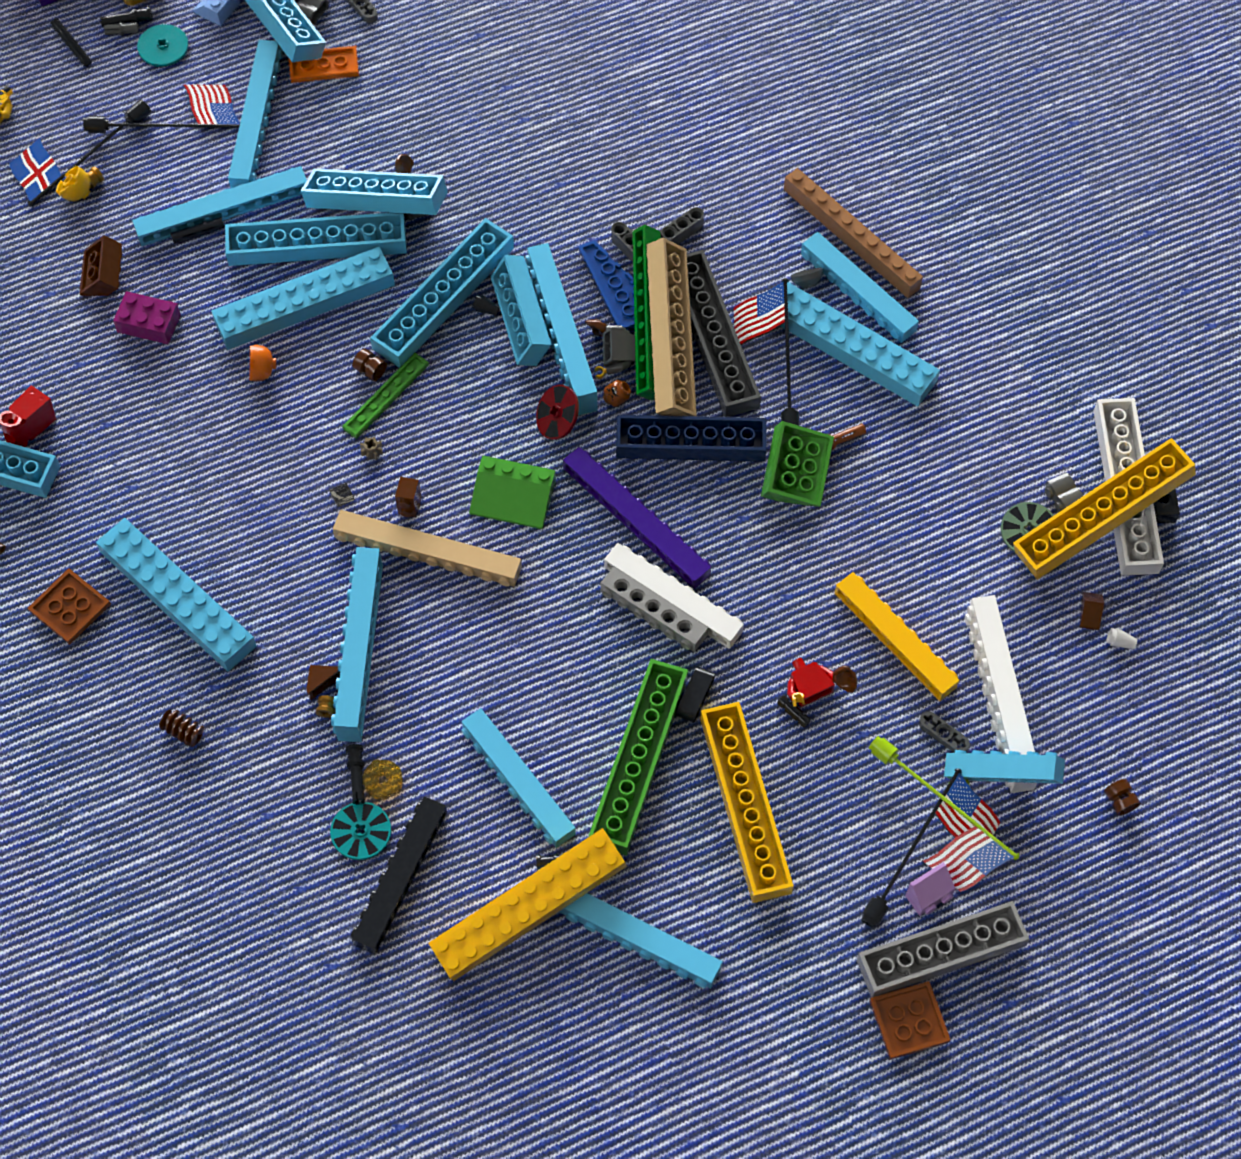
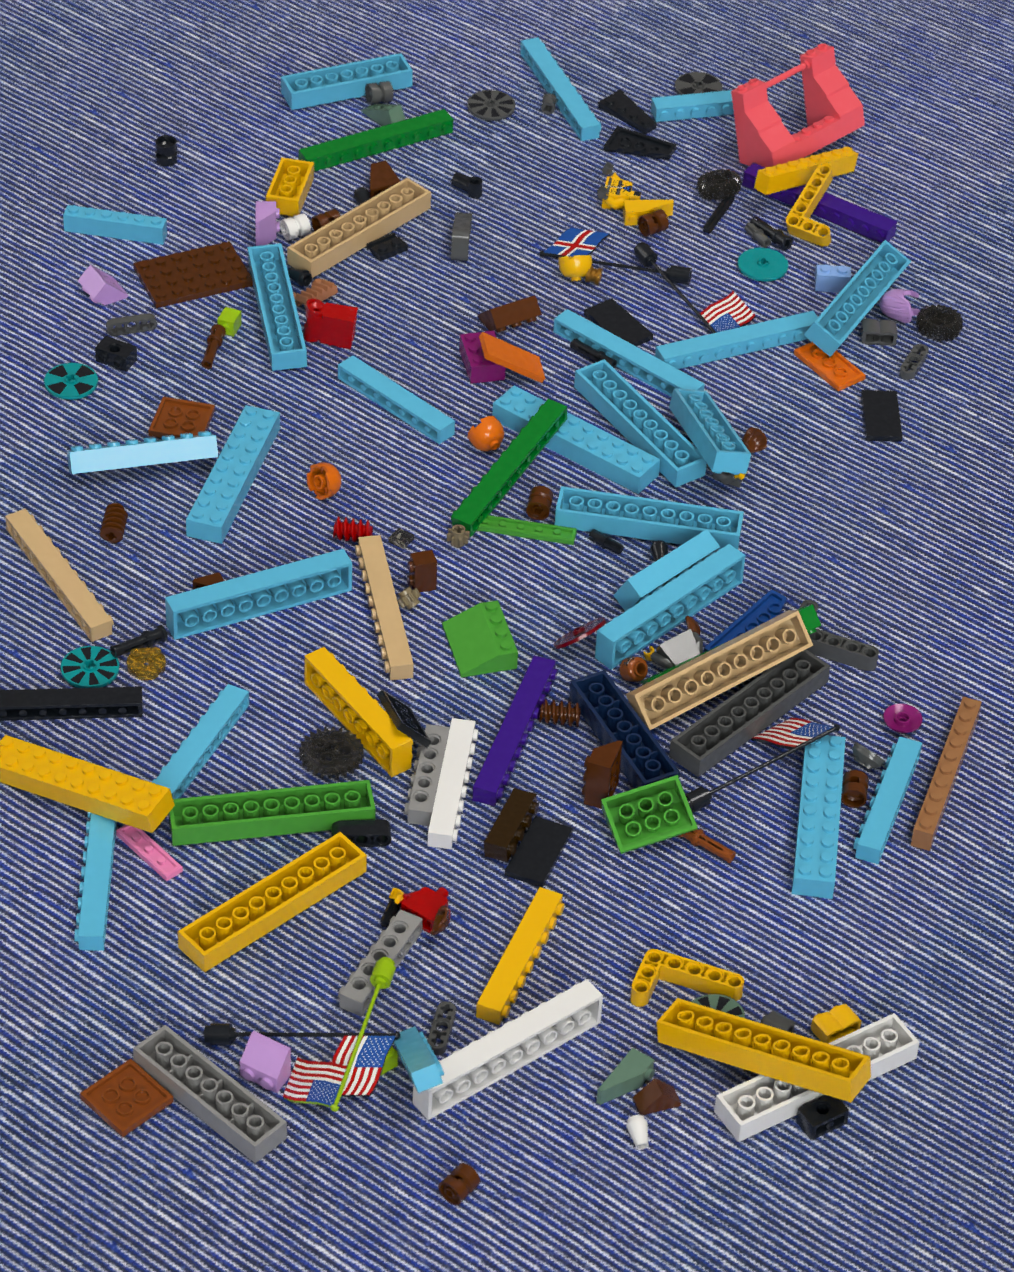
camera: 60 degrees right, 20 degrees down
(30, 99) = (634, 208): none -> yellow slope
(39, 22) = (718, 184): none -> clear smoke gear
(54, 97) = (653, 222): none -> reddish brown wheel
(105, 662) = (142, 453): none -> medium azure brick
(157, 413) = (396, 399): none -> medium azure brick
(166, 191) = (618, 321): none -> black tile
(172, 294) = (512, 357): none -> orange tile
(220, 806) = (59, 575): none -> tan brick
(237, 522) = (324, 480): none -> orange cylinder
(312, 528) = (351, 529): none -> red piece
(319, 365) = (510, 466): none -> green brick
(411, 61) = (881, 415): none -> black tile
(429, 523) = (409, 597): none -> dark tan gear
(444, 338) = (606, 541): none -> black axle
(555, 629) = (357, 711): none -> yellow brick
(567, 674) = (331, 752): none -> clear smoke gear
(591, 597) = (404, 718): none -> black tile
(631, 876) = (149, 851): none -> bright pink tile
(636, 472) = (560, 713): none -> reddish brown piece
(744, 476) = (602, 773): none -> reddish brown slope
(750, 573) = (511, 825): none -> dark brown brick
(776, 225) = (902, 718): none -> magenta dish
(783, 566) = (538, 851): none -> black tile
(828, 706) = (392, 943): none -> light grey brick
(842, 304) = (854, 788): none -> reddish brown wheel
(974, 526) = (682, 972): none -> yellow beam
(1060, 615) = (627, 1076): none -> sand green slope
(1076, 446) = (835, 1024): none -> yellow brick

